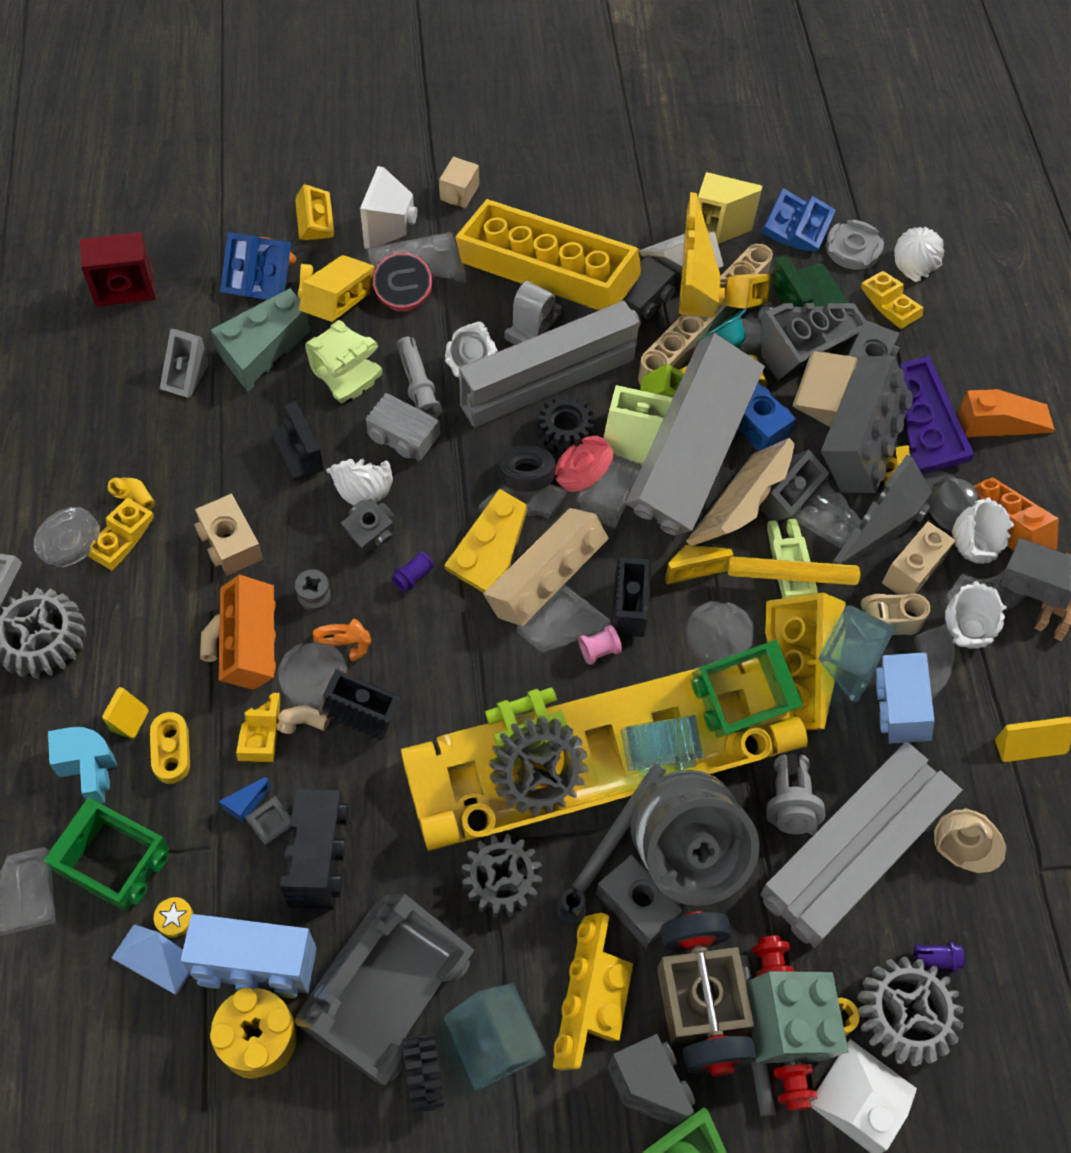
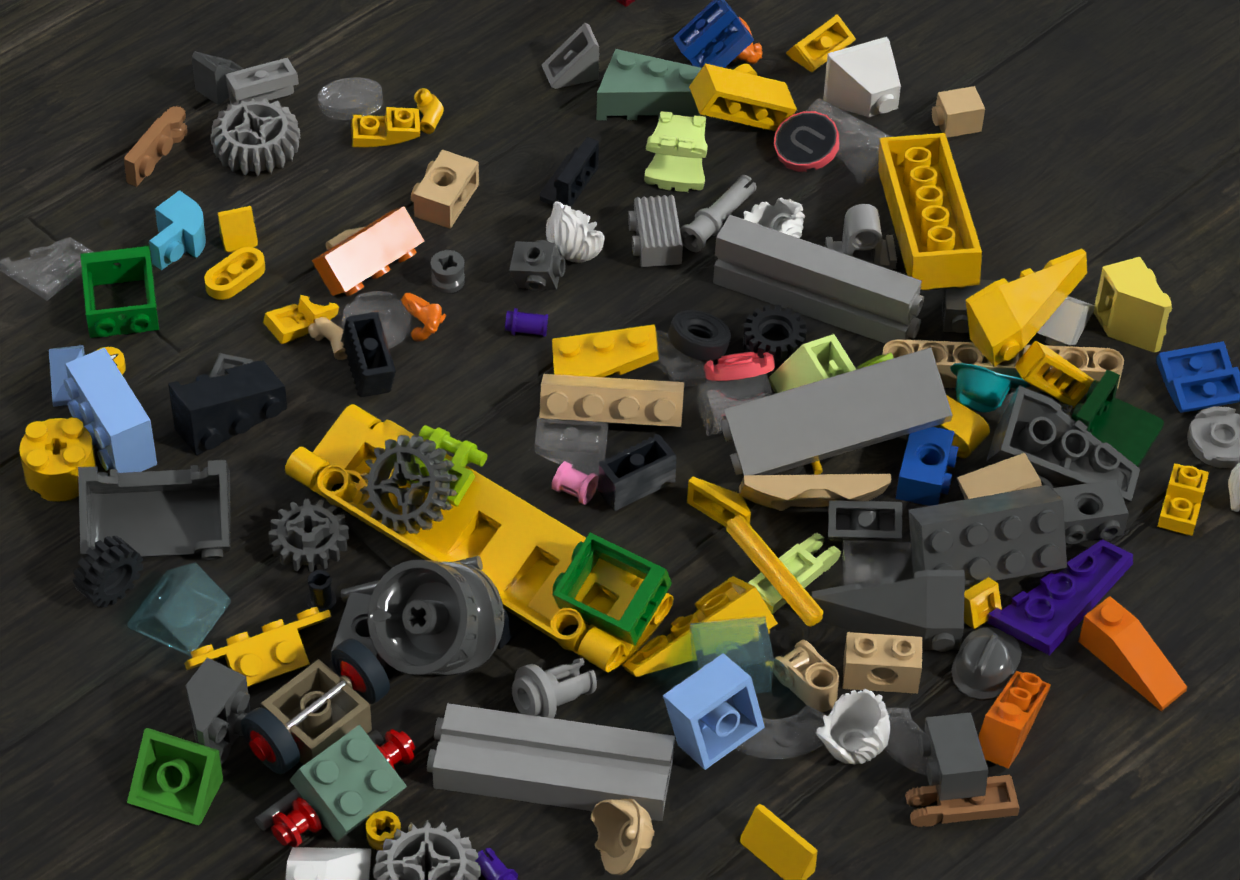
camera: 55 degrees right, 10 degrees down
(245, 800) = (236, 344): blue piece -> none
(662, 742) = (512, 564): clear light blue brick -> none
(719, 631) = (684, 562): clear tile -> none
(982, 531) = (959, 687): white hair -> none

